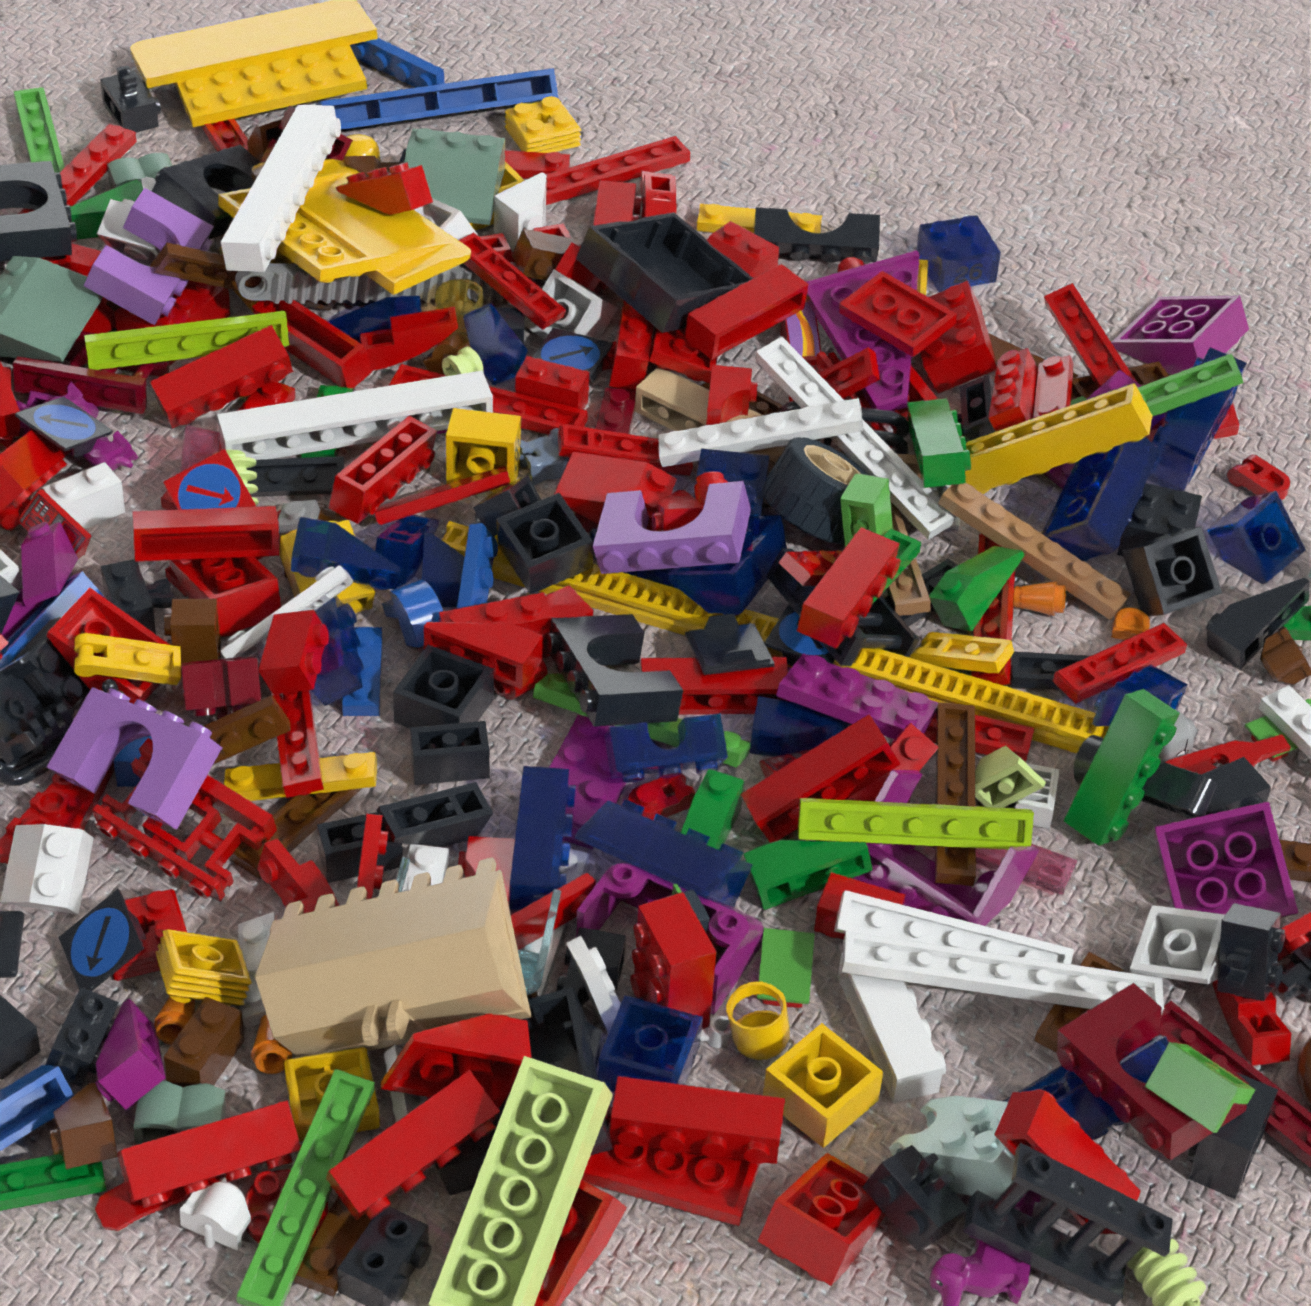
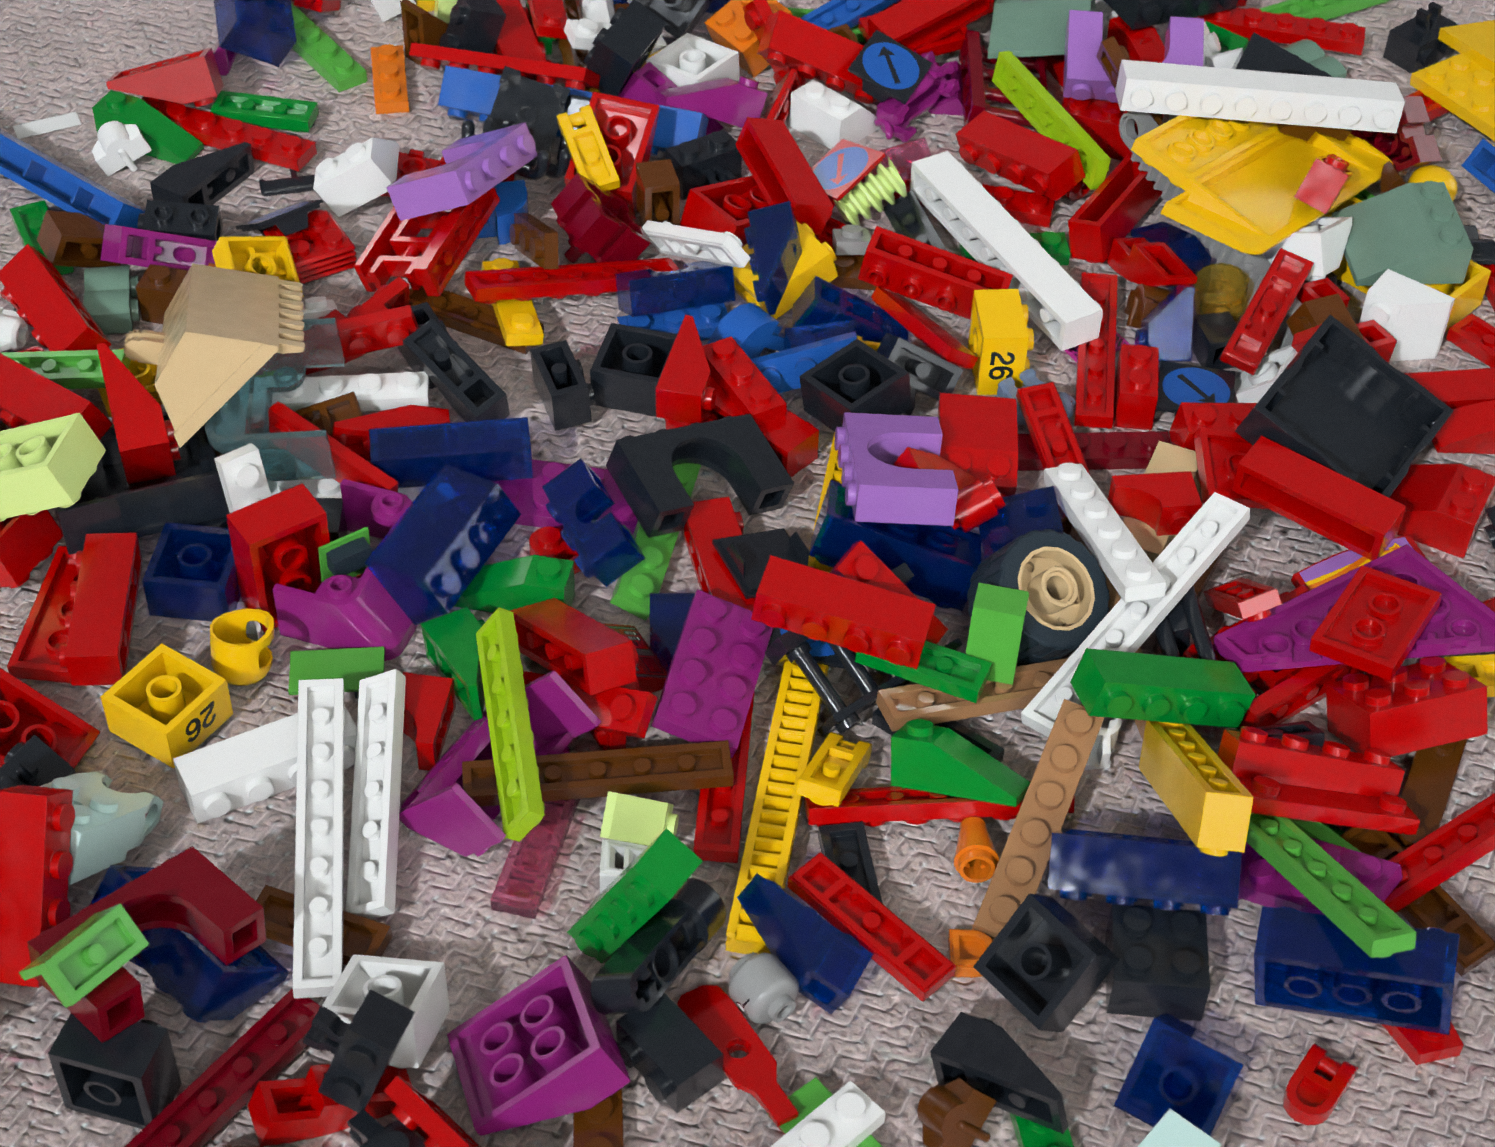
camera: 80 degrees right, 0 degrees up
(293, 652) = (638, 249): red brick -> none
(464, 362) = (1119, 305): yellowish green wheel -> none

